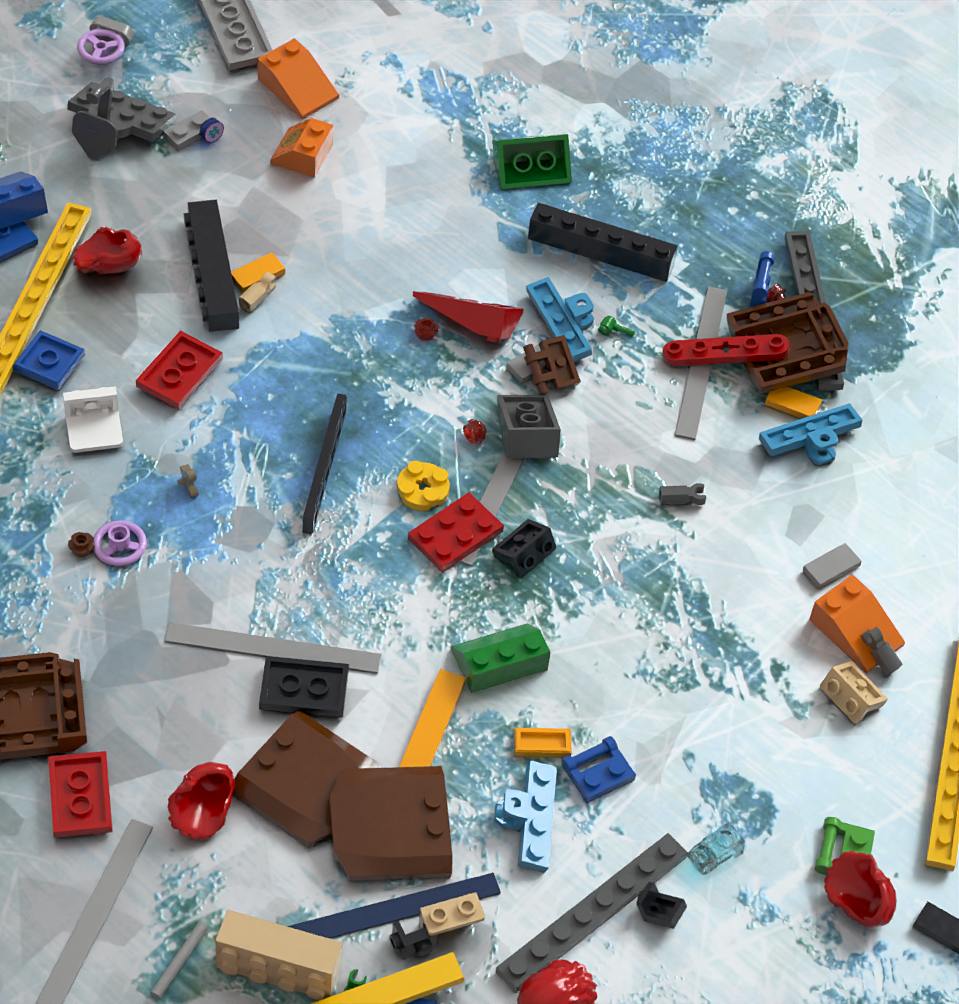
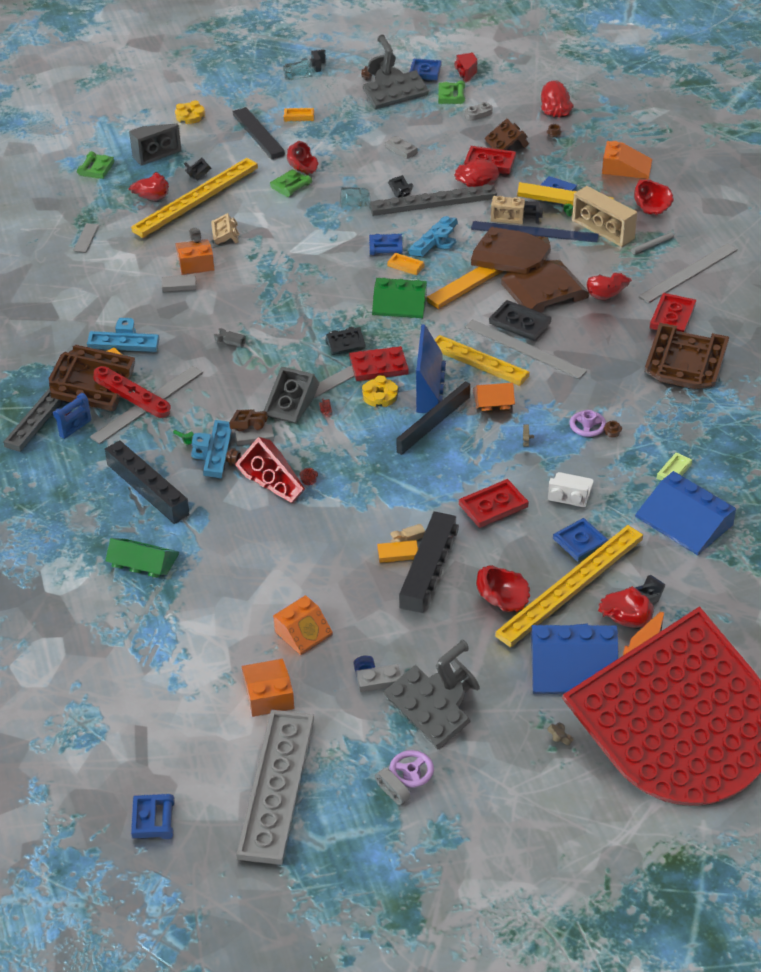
camera: 145 degrees left, 10 degrees down
(267, 530) = (494, 395): none -> orange slope
(324, 595) = (482, 361): none -> yellow tile
(366, 505) = (429, 373): none -> blue slope
(532, 316) = (233, 456): none -> reddish brown plate

